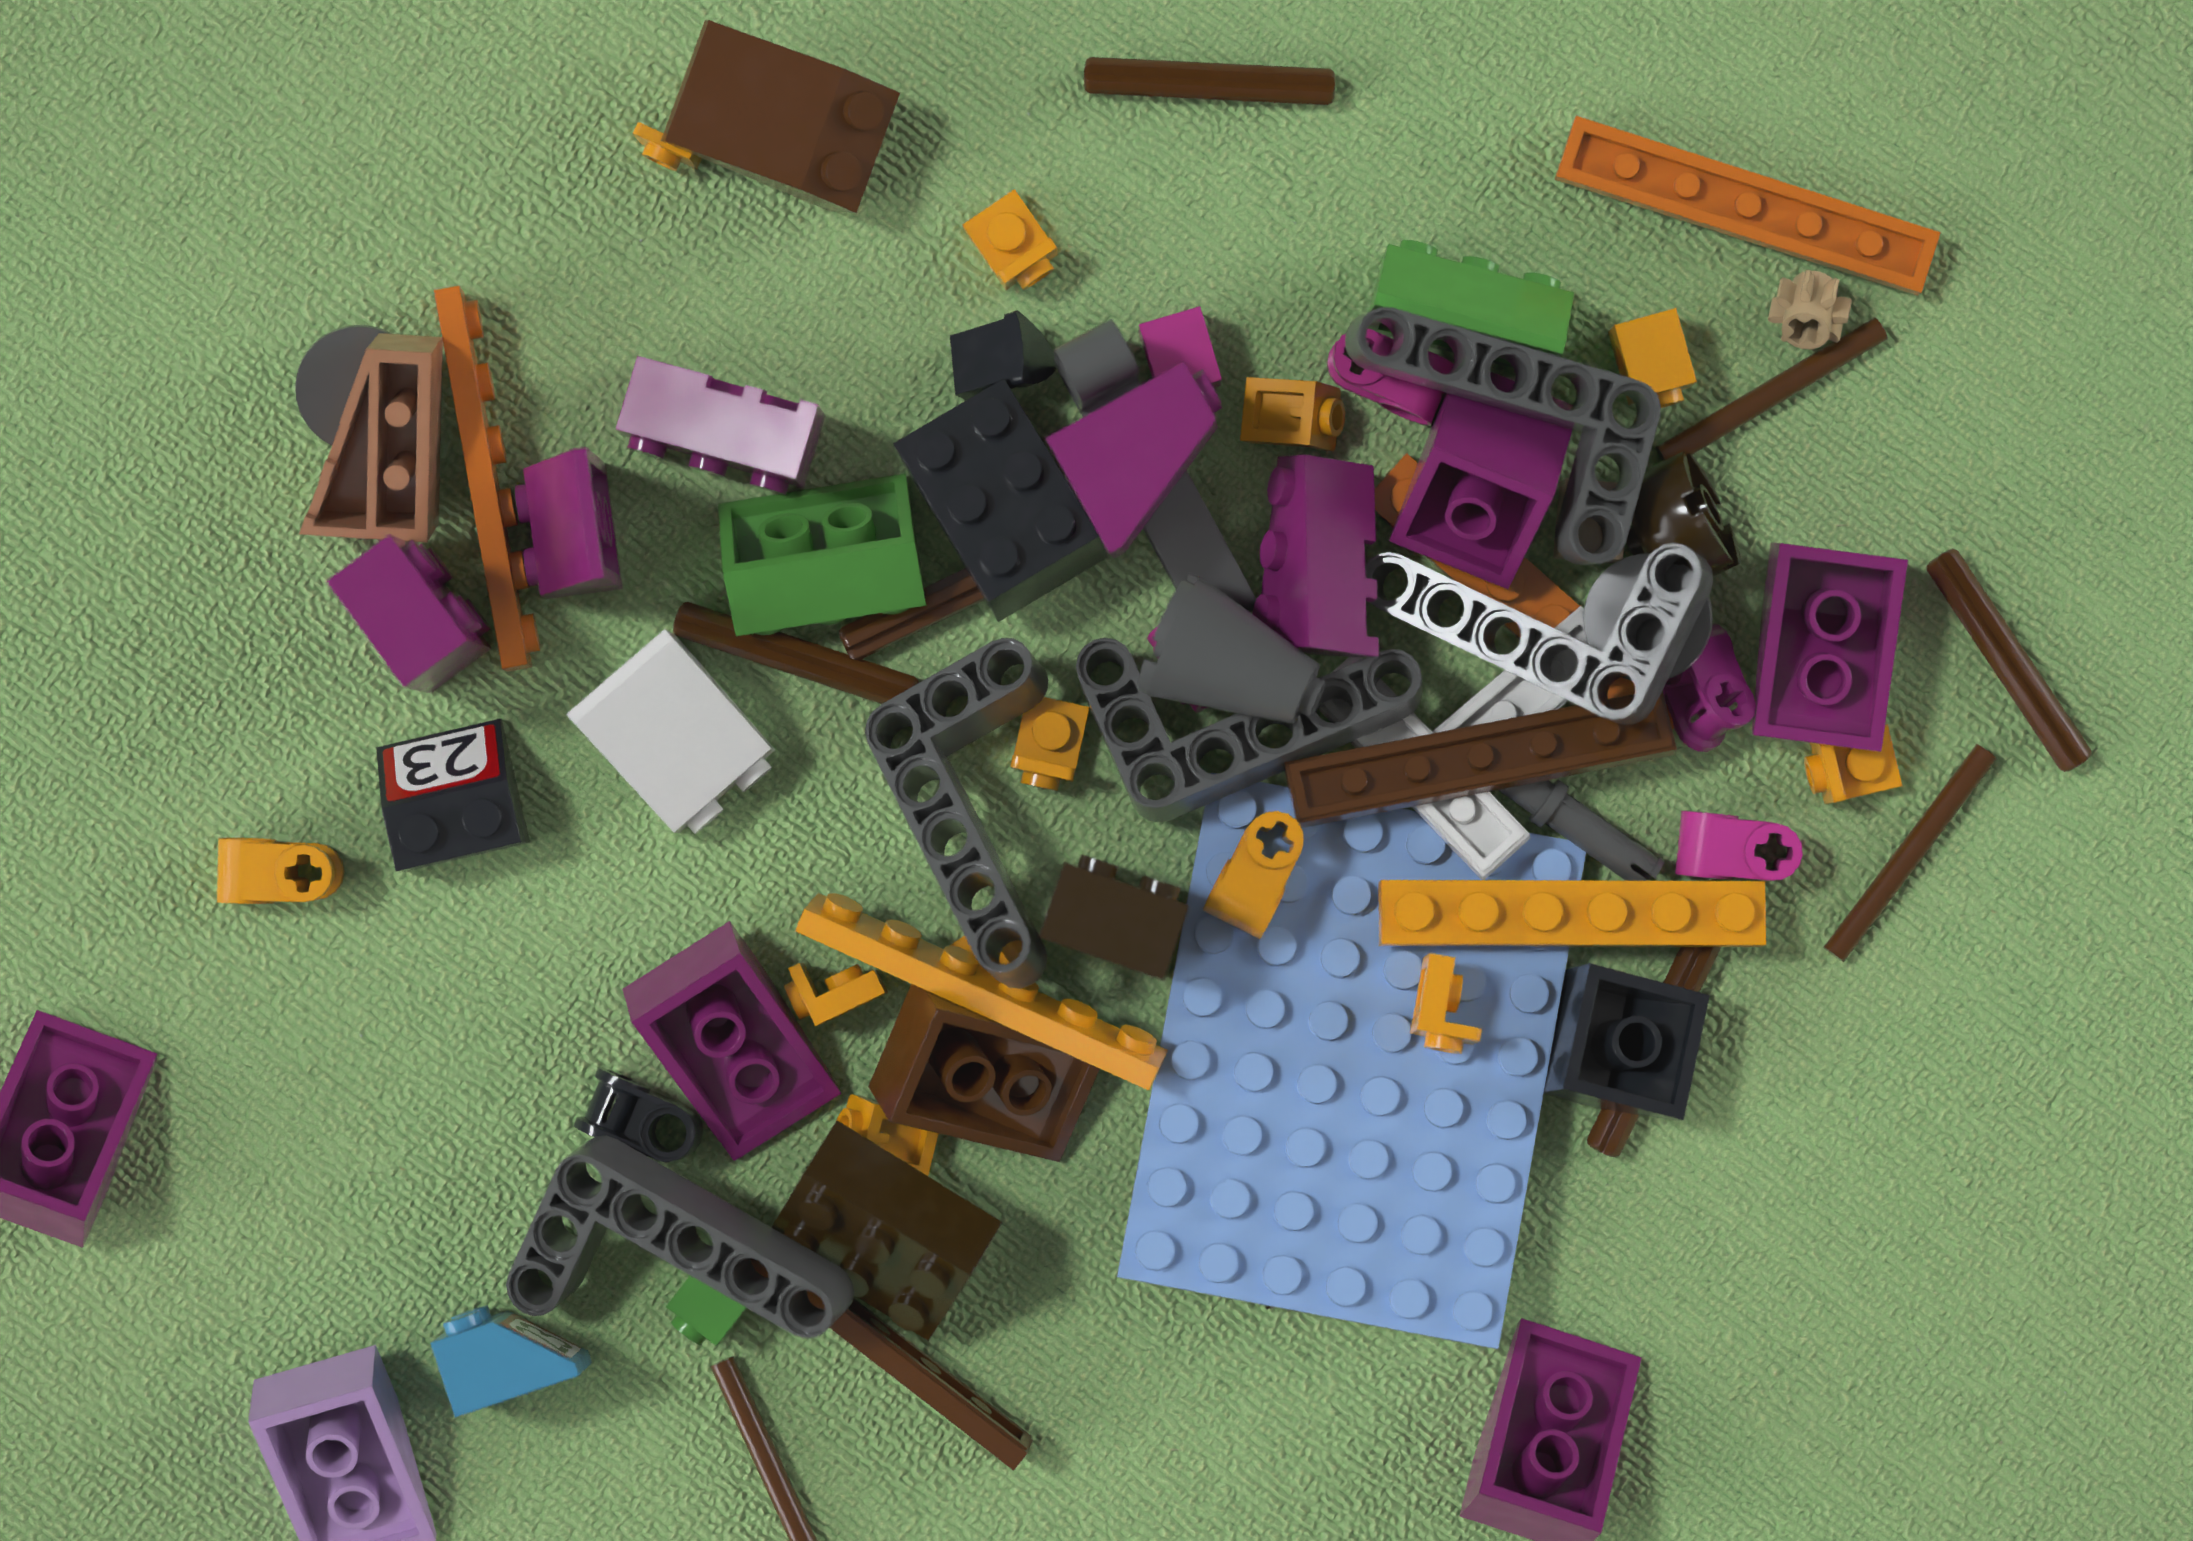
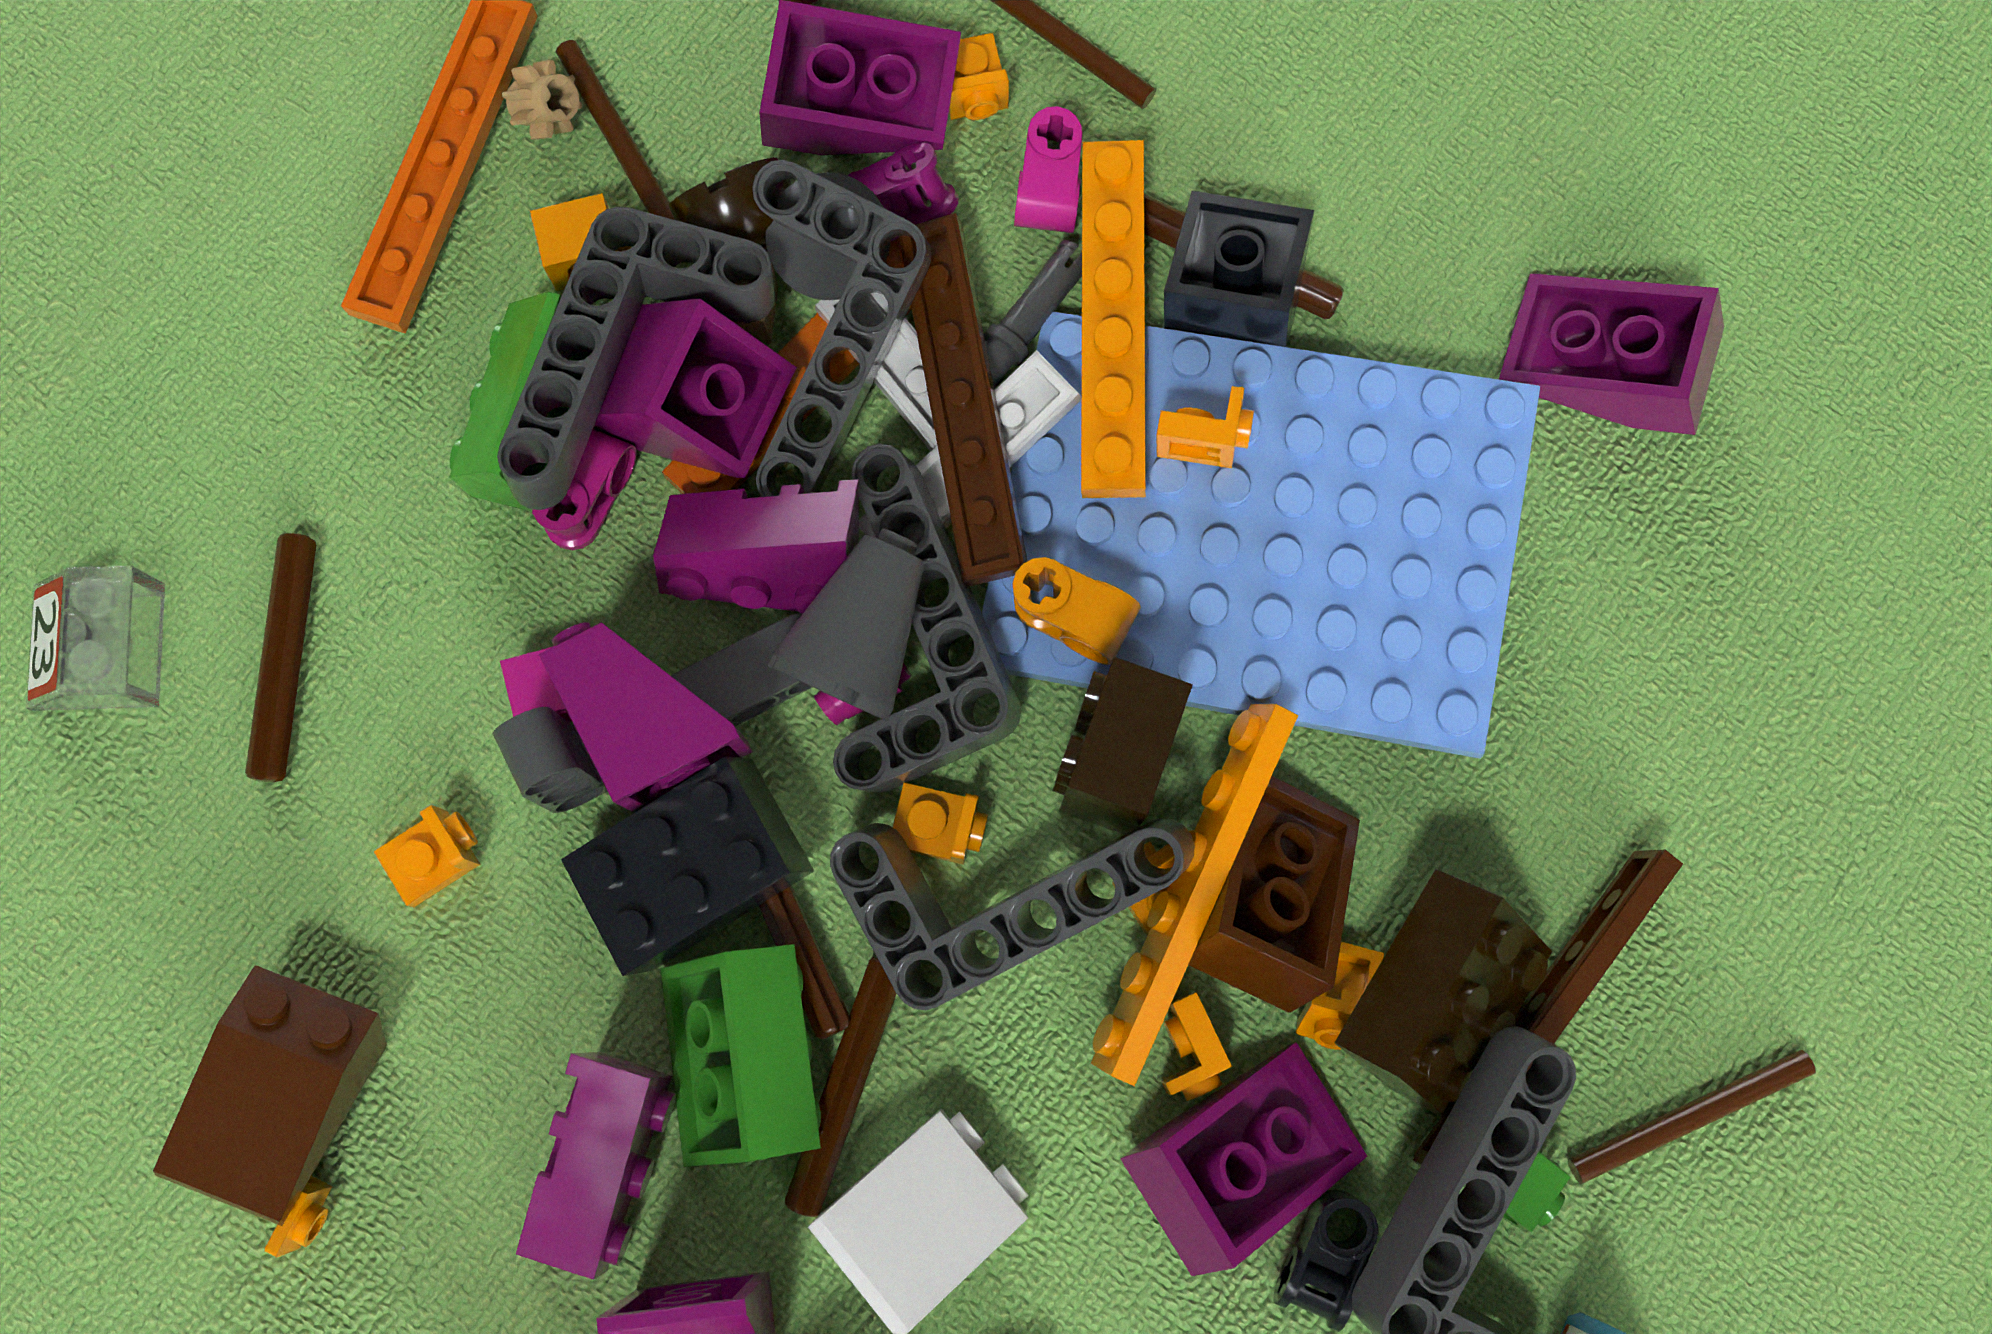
camera: 90 degrees left, 10 degrees down
(1000, 350) = (536, 870): black tile -> none
(1292, 413) = (616, 580): light orange bracket -> none

